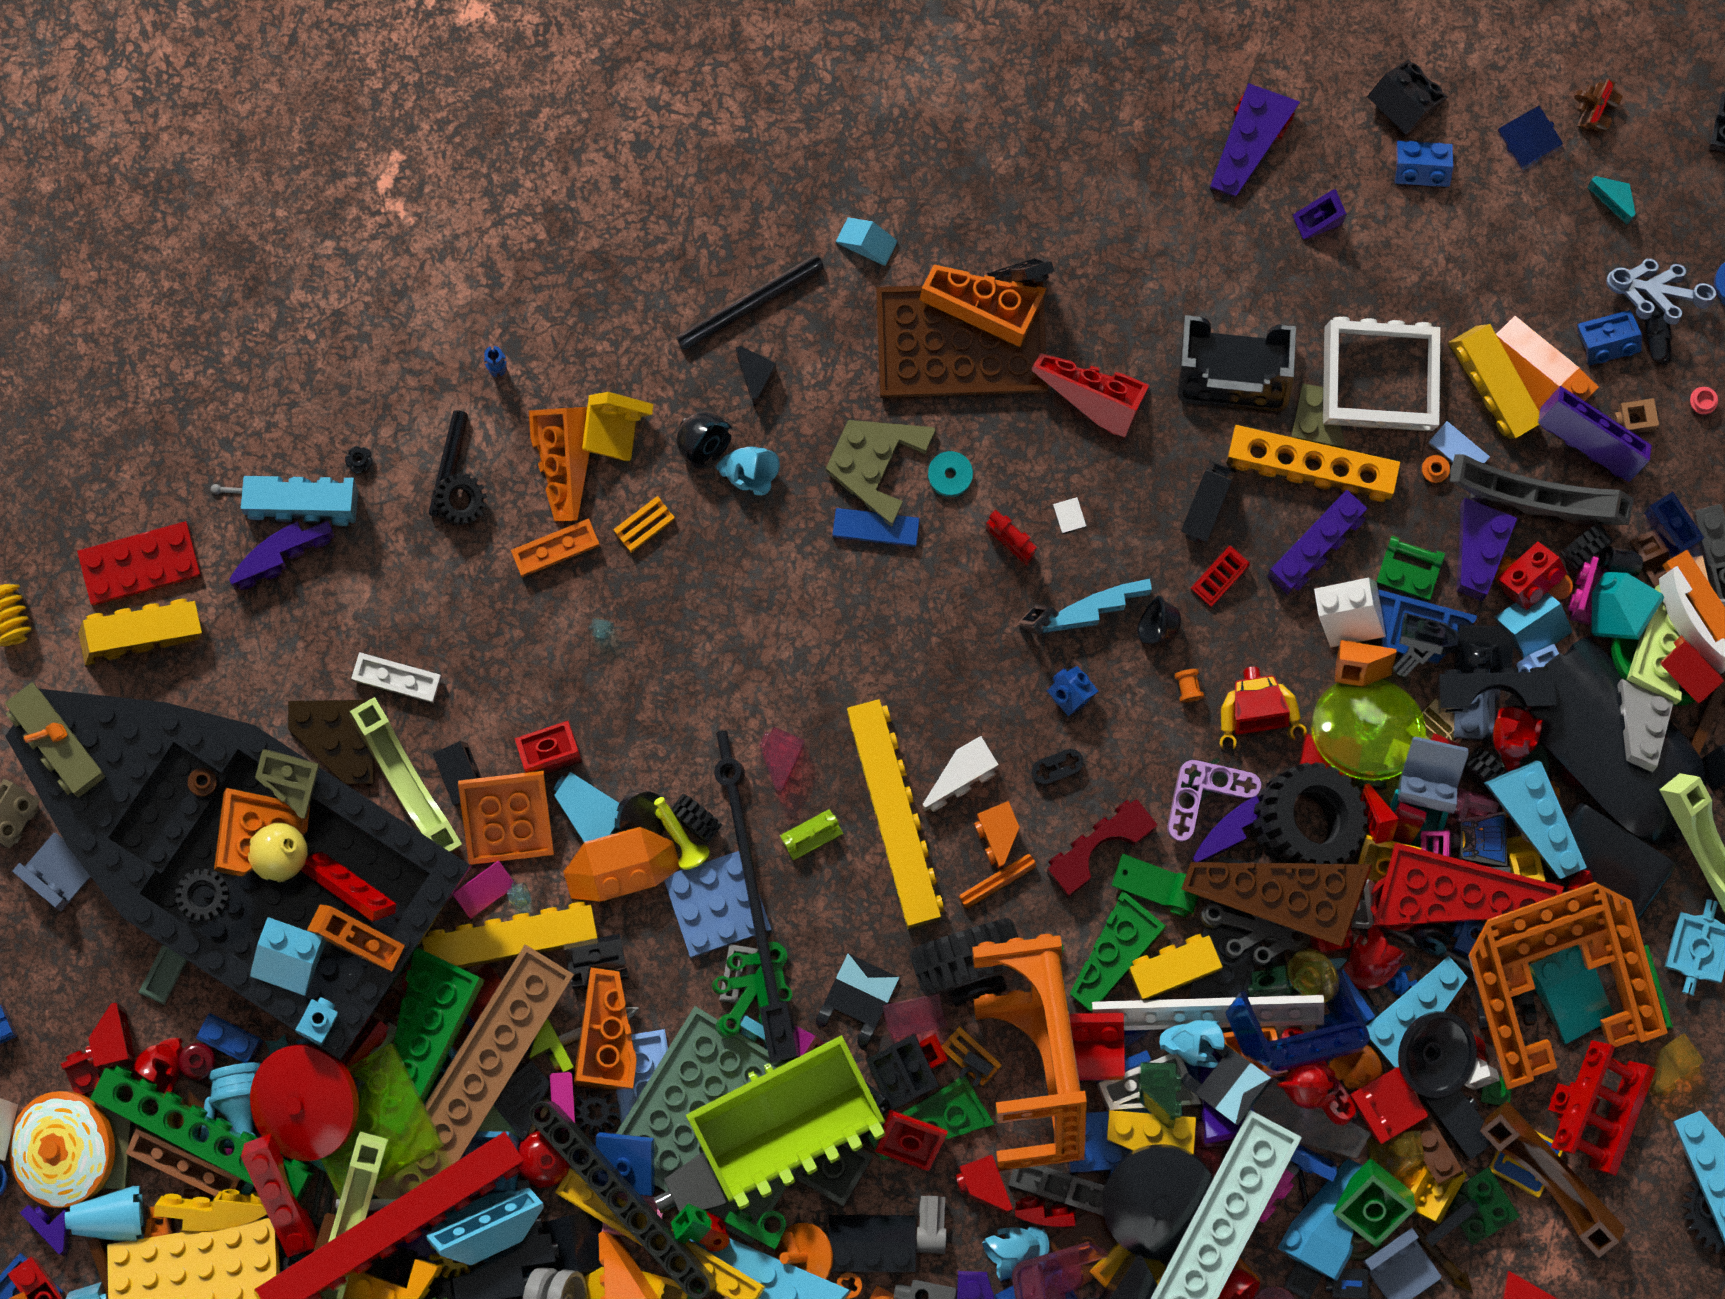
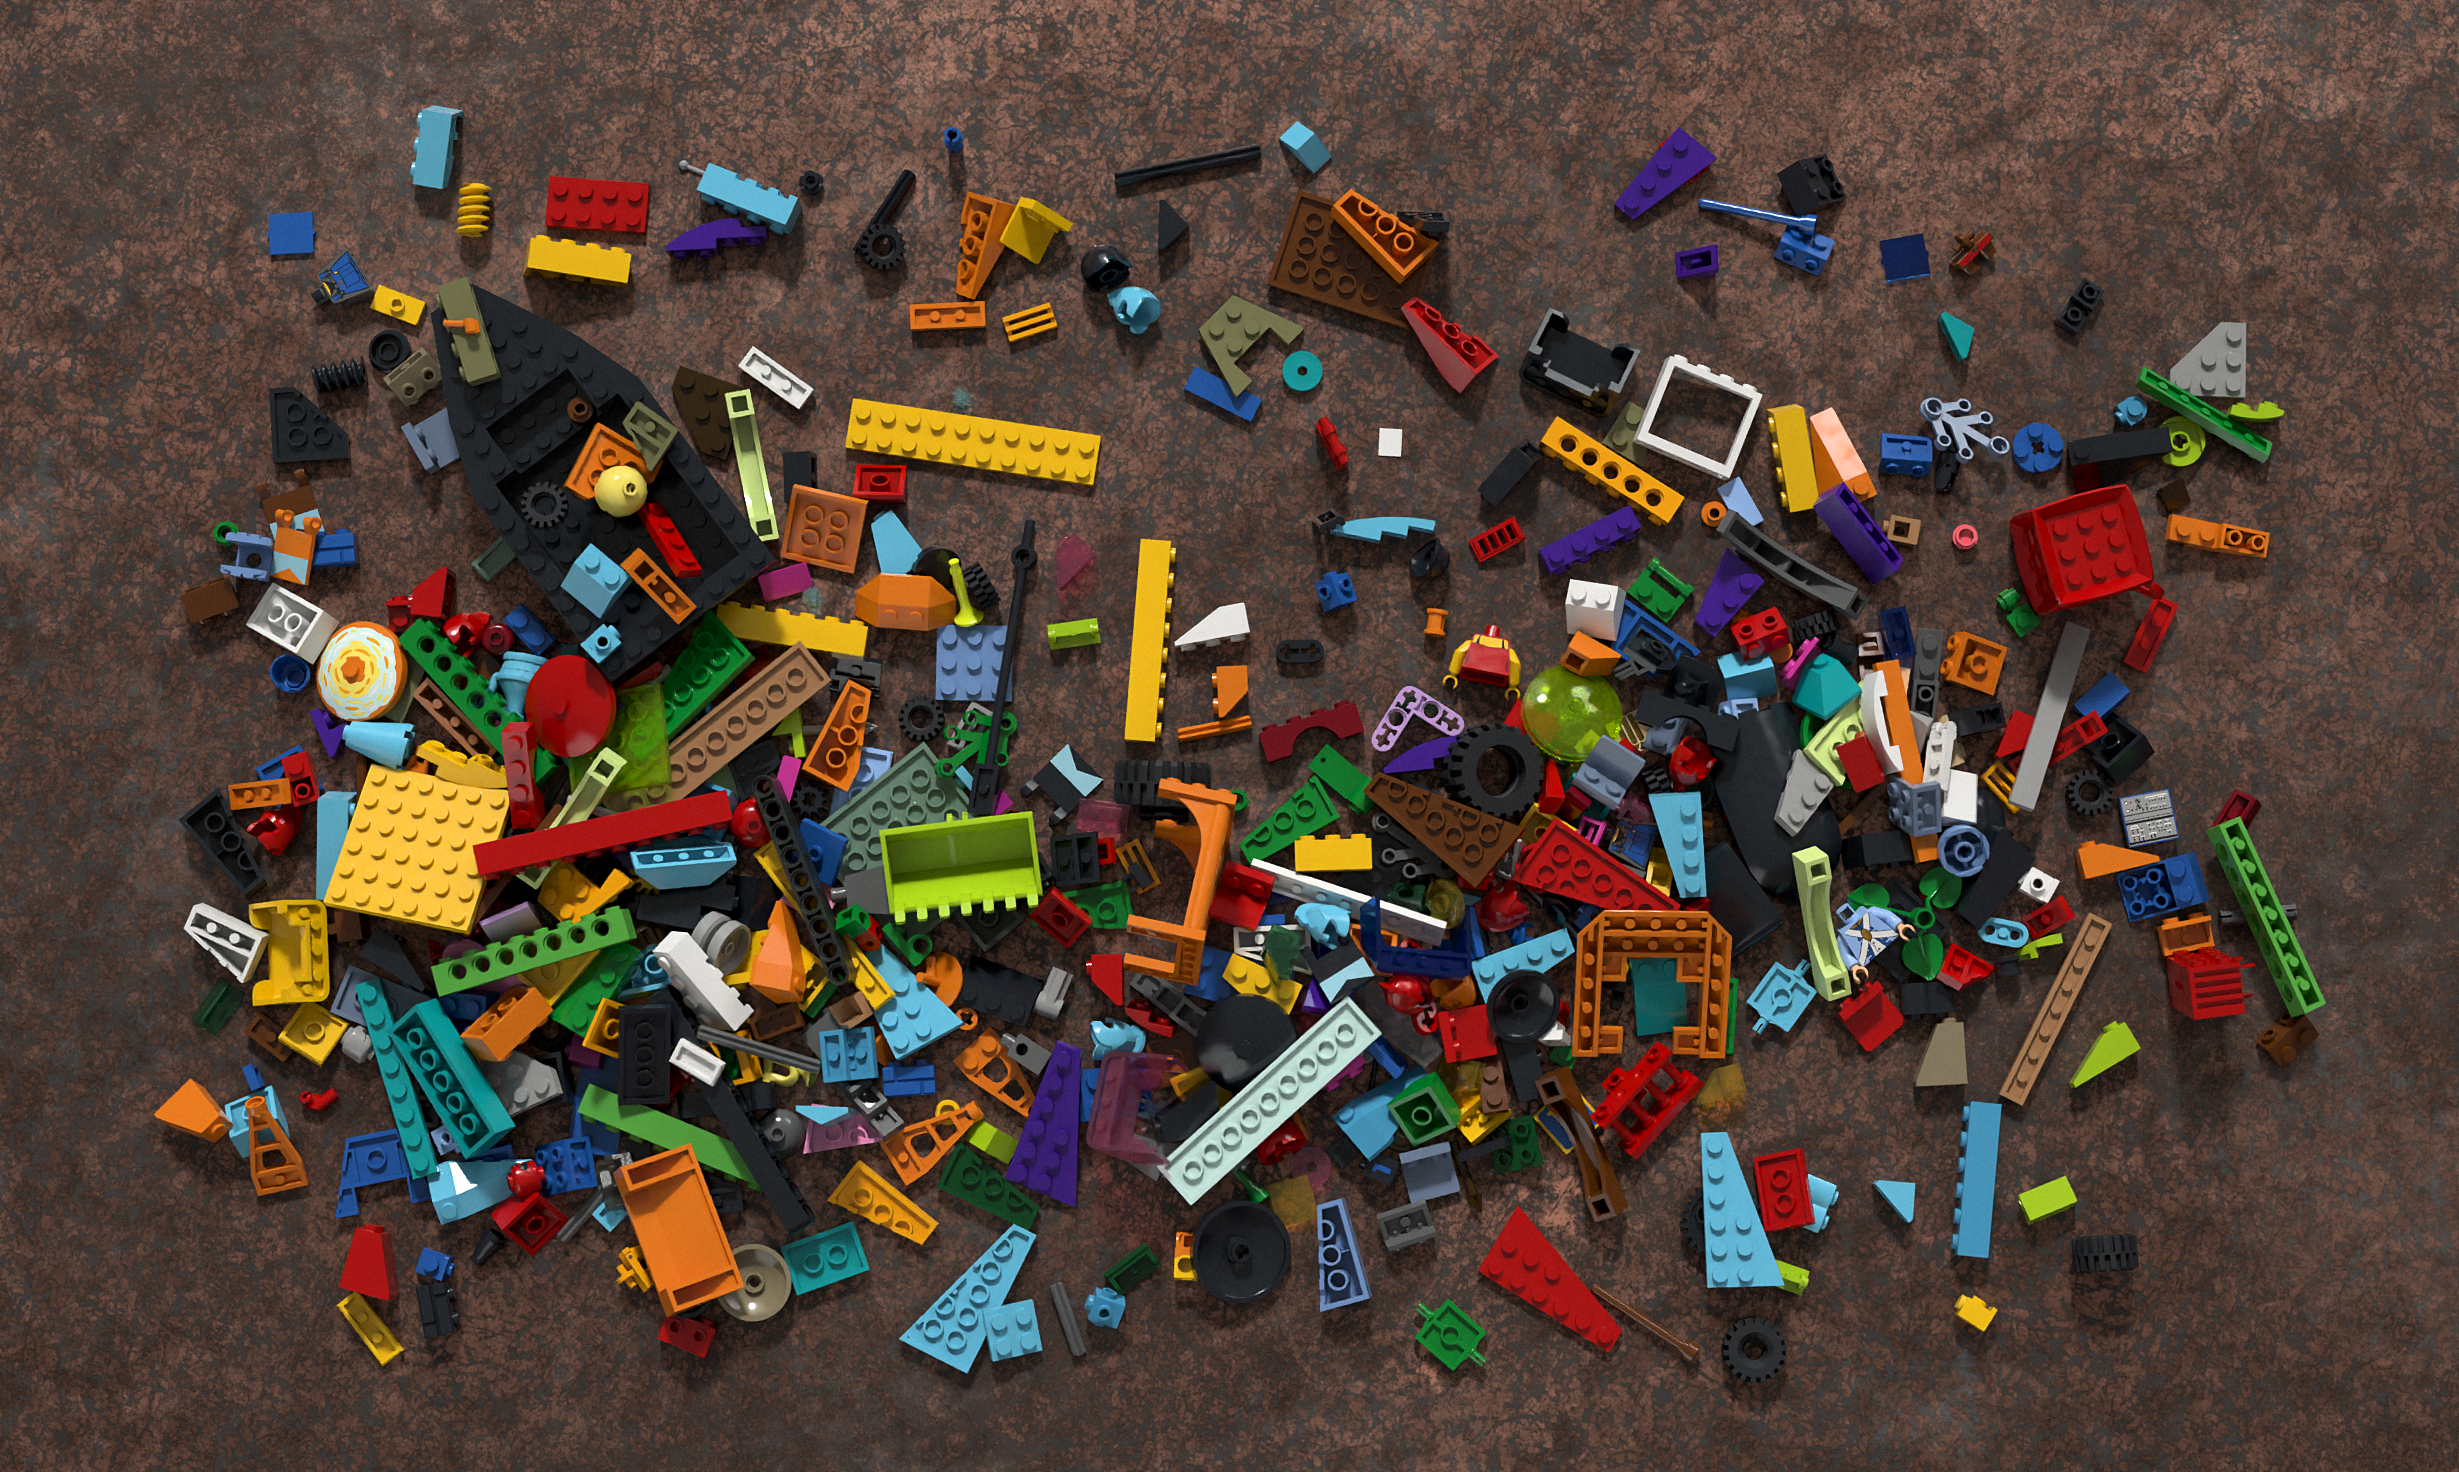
camera: 25 degrees right, 5 degrees up
(629, 671) = (973, 442): none -> yellow plate
(677, 965) = (932, 729): none -> black tyre
(1417, 136) = (1805, 223): none -> blue piece

